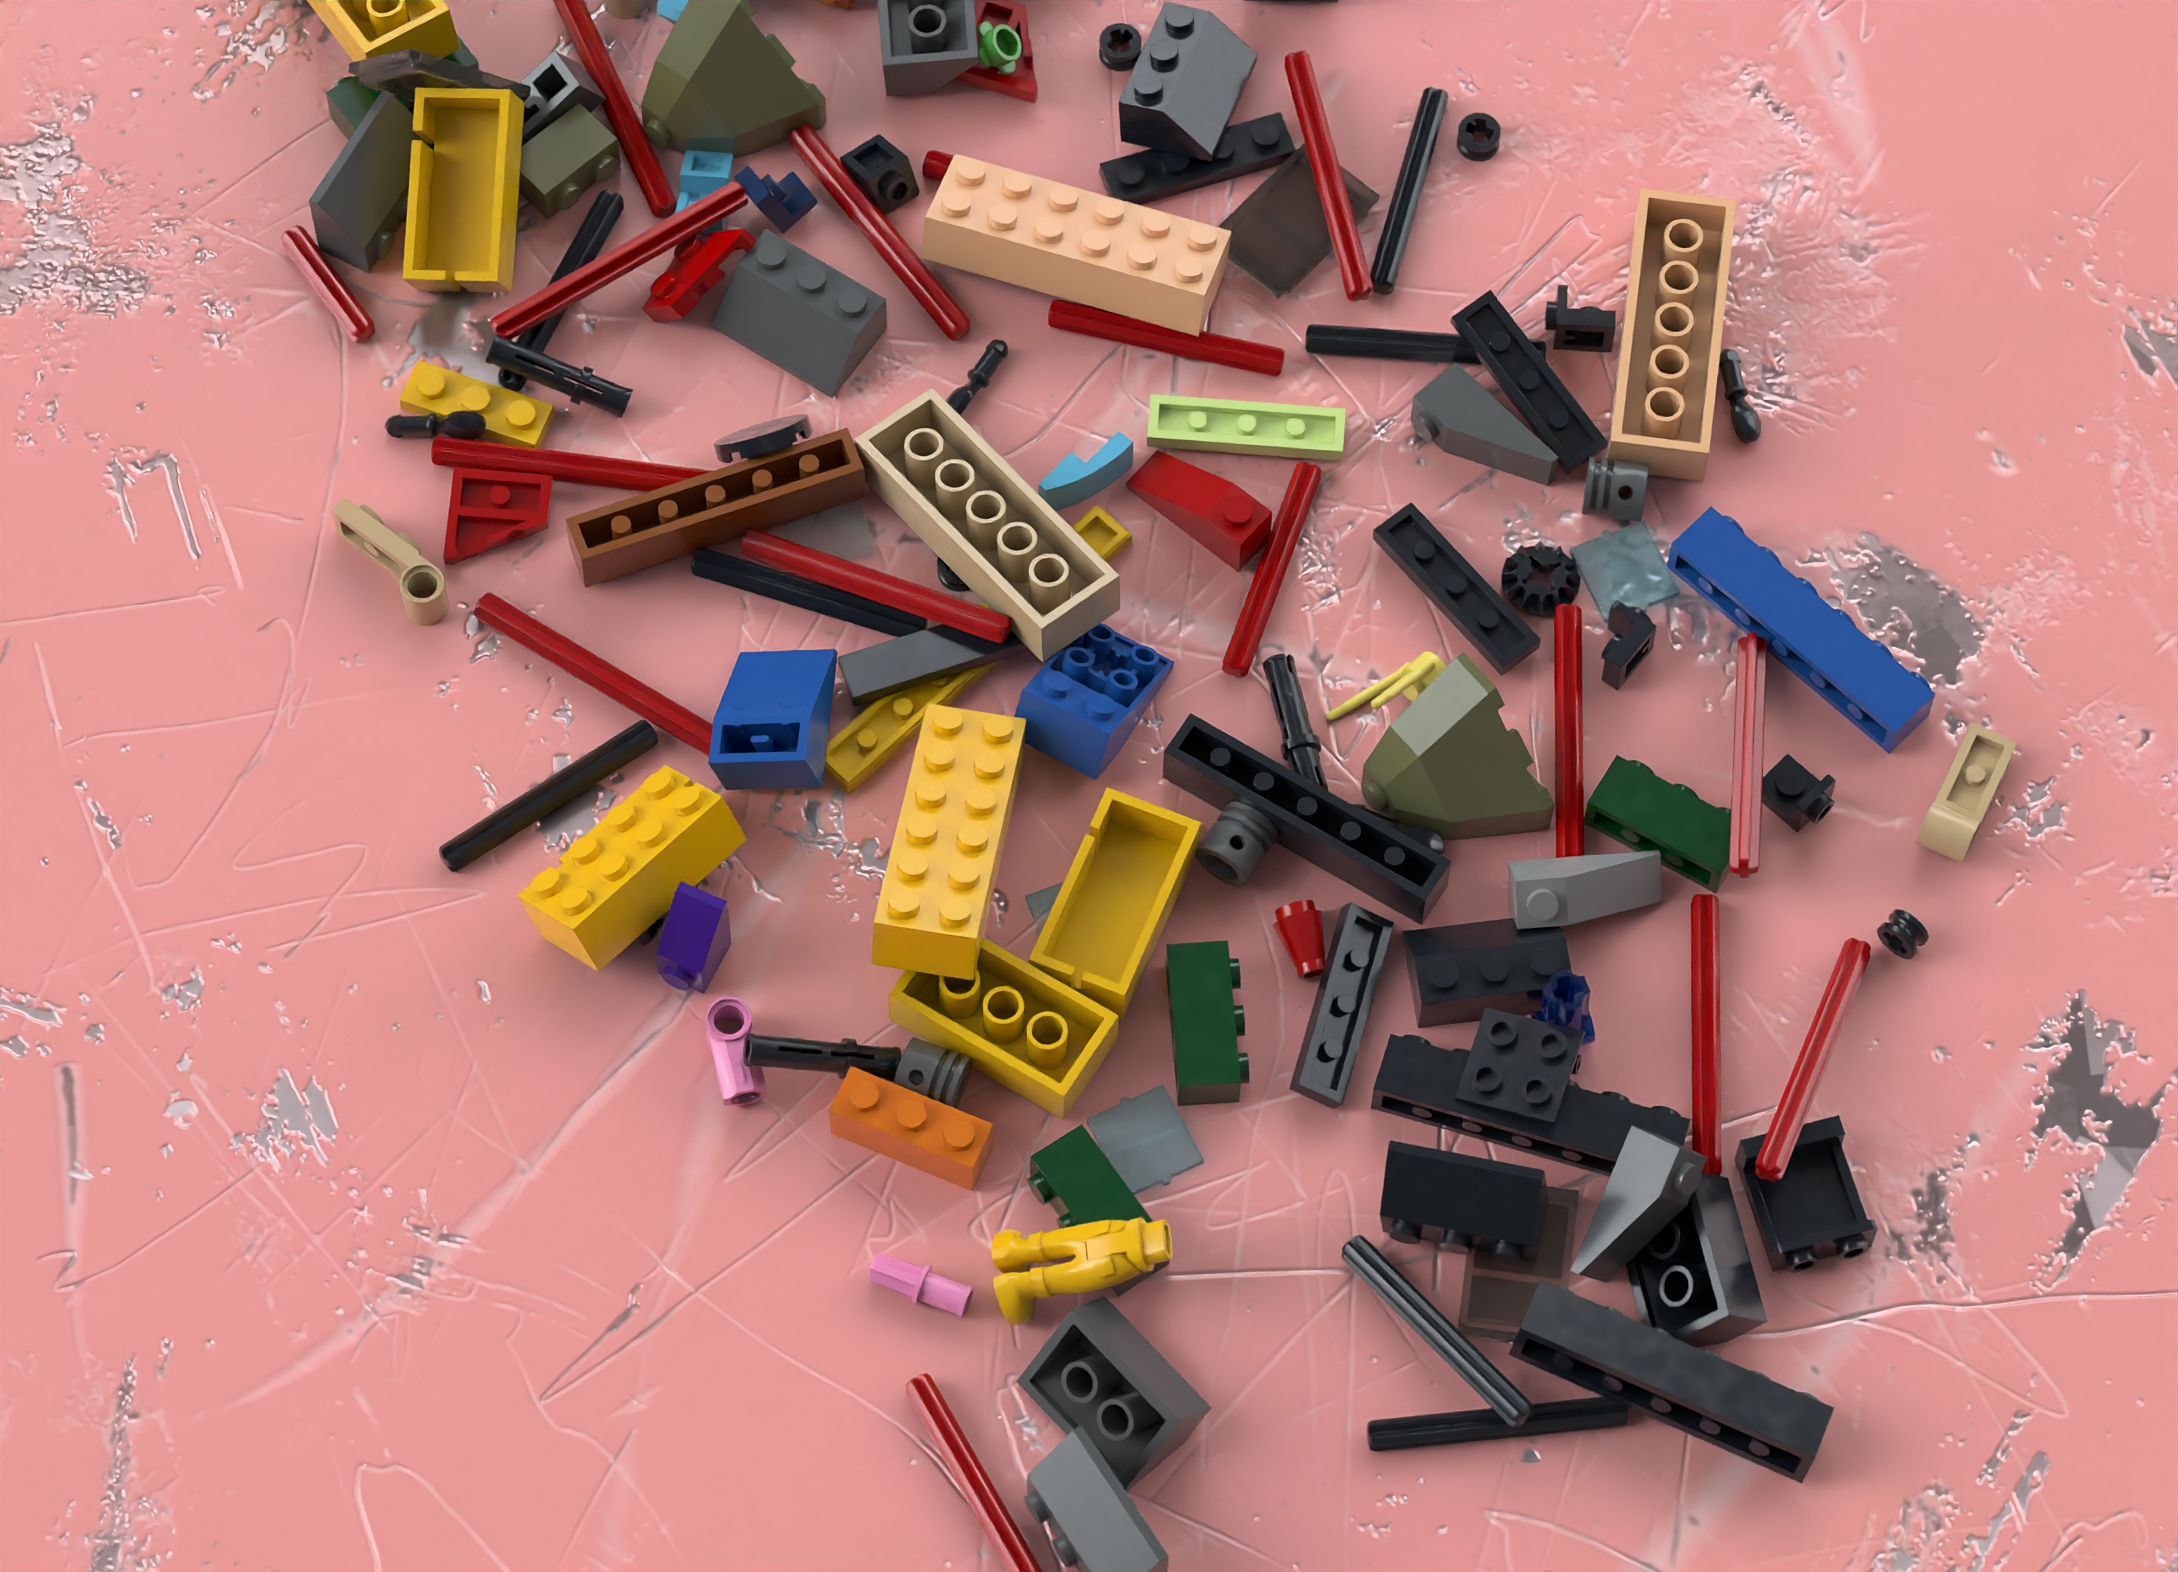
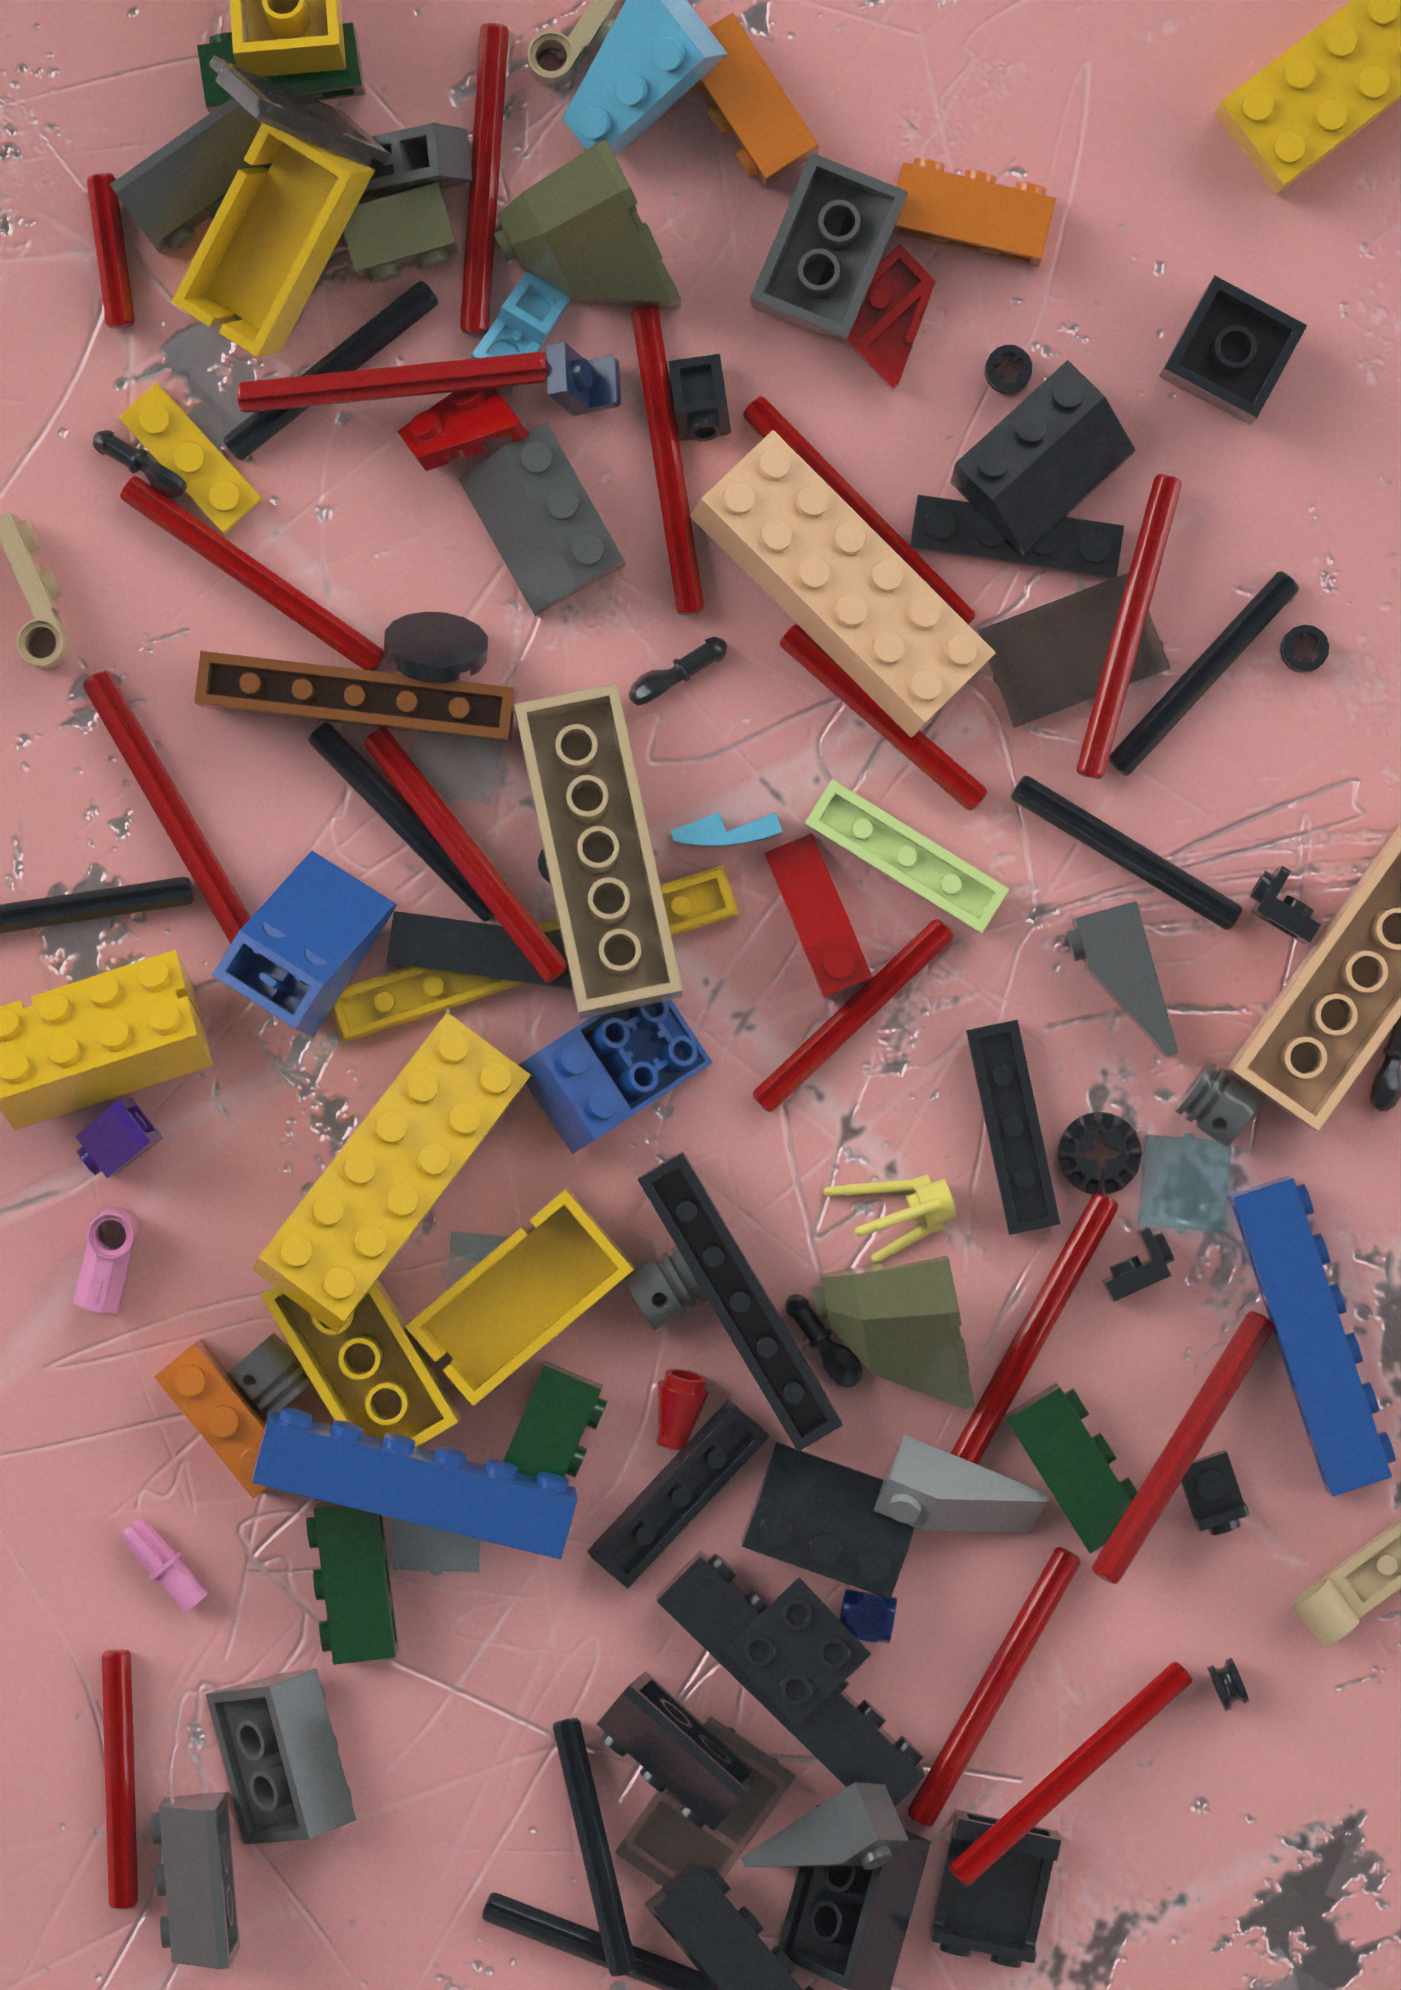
camera: 30 degrees right, 25 degrees up
(494, 510) = (152, 583): red wing -> none
(614, 397) = (292, 488): black pin -> none
(820, 1055) = (198, 1318): black pin -> none
(998, 47) = (888, 329): bright green plate -> none
(1103, 1253) = (328, 1643): yellow piece -> none
(1108, 1071) = (415, 1483): none -> blue brick
(1299, 743) = (785, 1194): black pin -> none
(1528, 381) = (1197, 952): black plate -> none

